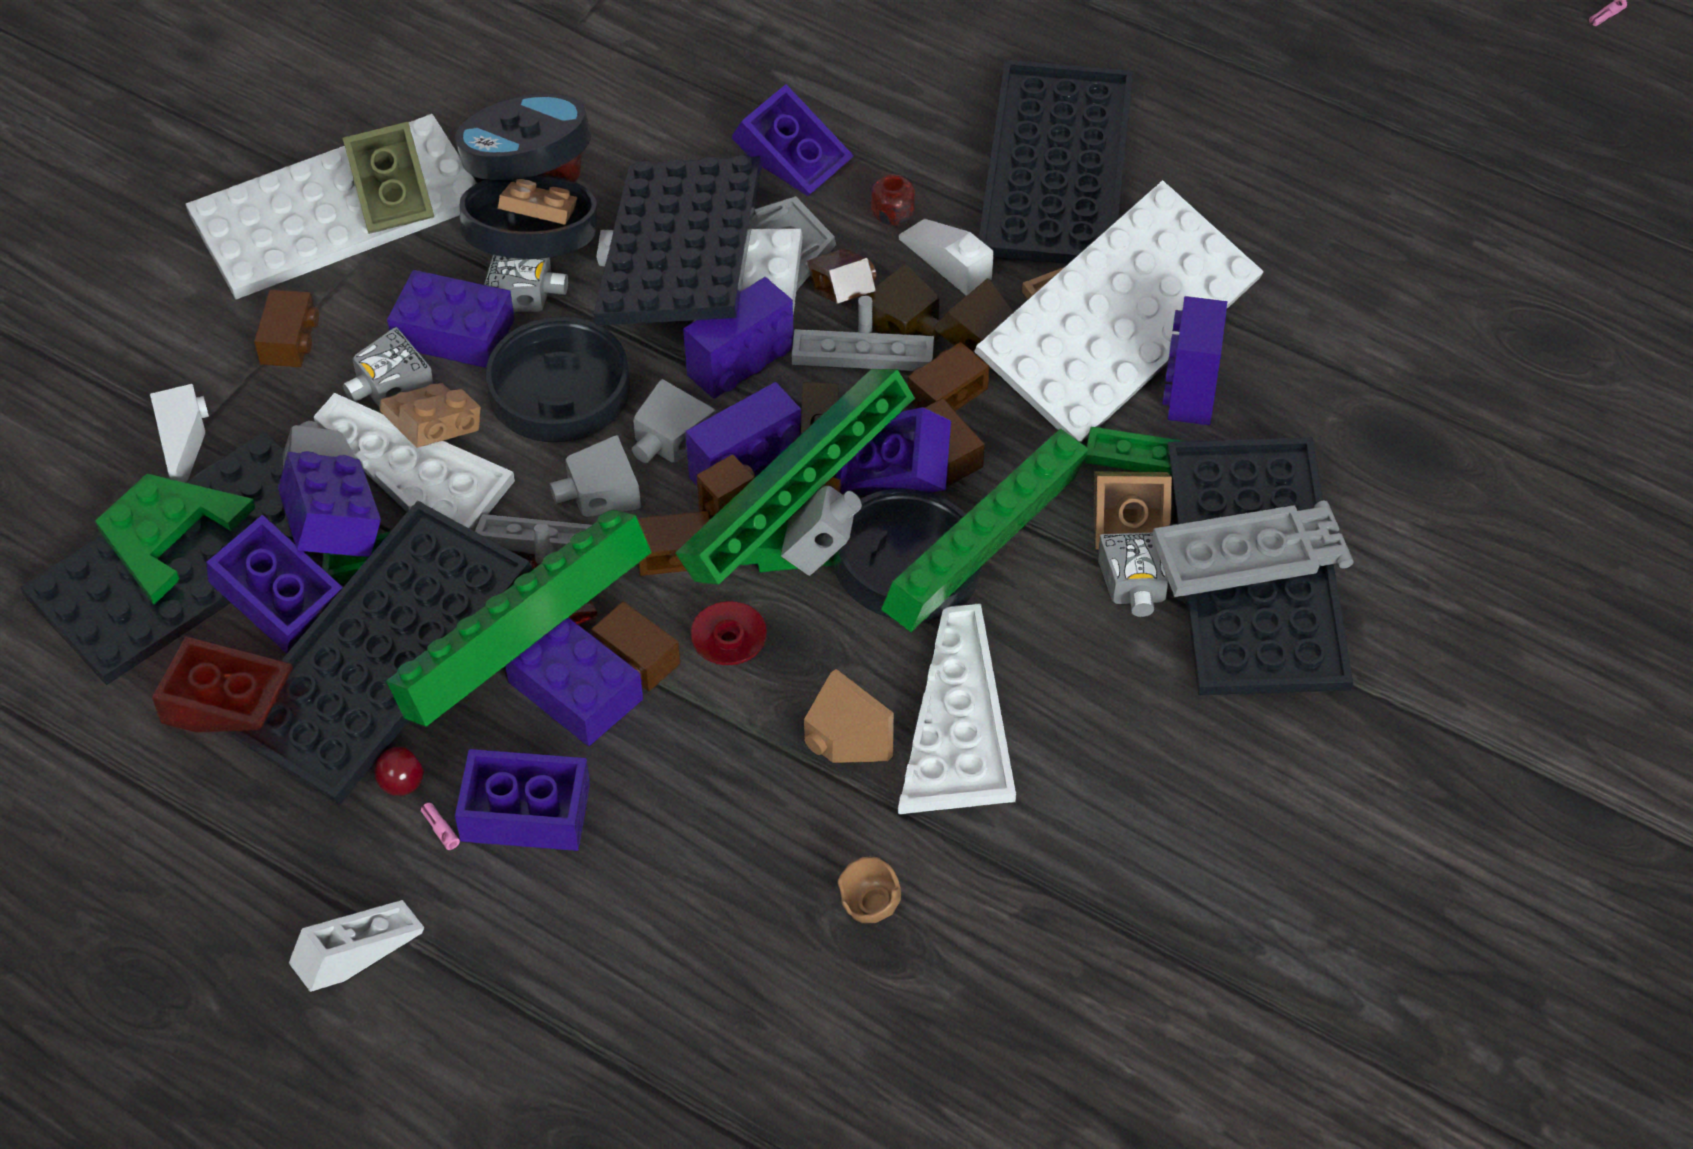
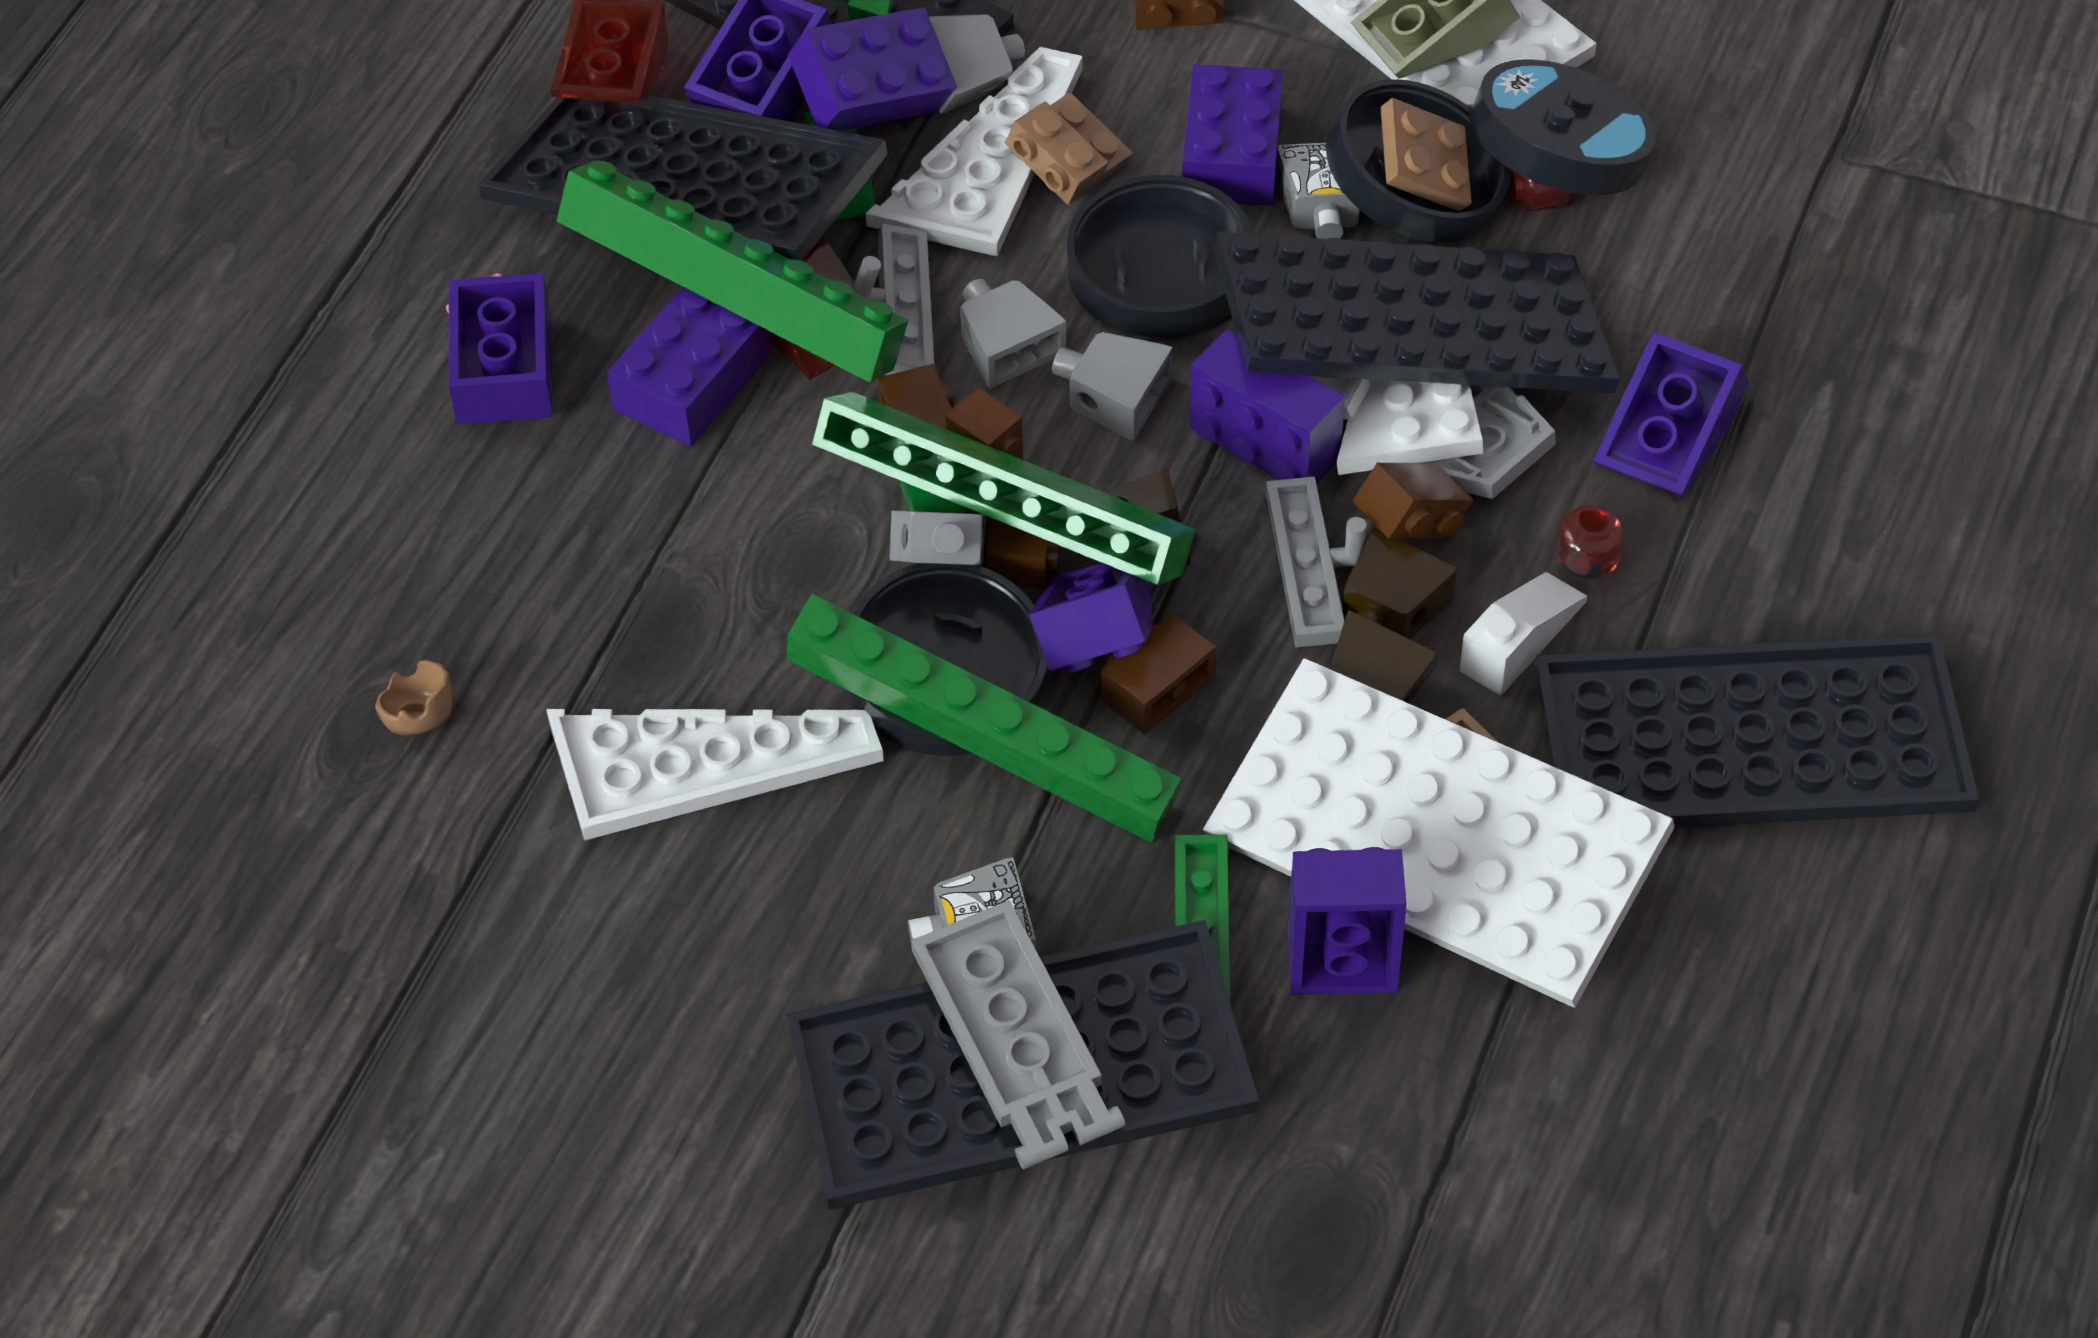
camera: 80 degrees right, 0 degrees up
(349, 944) = (301, 250): white slope -> none
(387, 369) = (1135, 98): light grey torso -> none
(398, 771) = (534, 238): dark red piece -> none
(639, 644) = (751, 413): reddish brown brick -> none
(724, 622) = (786, 484): dark red dish -> none
(751, 430) = (1080, 433): dark purple brick -> none
(848, 723) = (659, 633): medium nougat slope -> none
(953, 376) = (1261, 654): reddish brown brick -> none
(1131, 502) = (1088, 894): medium nougat slope -> none

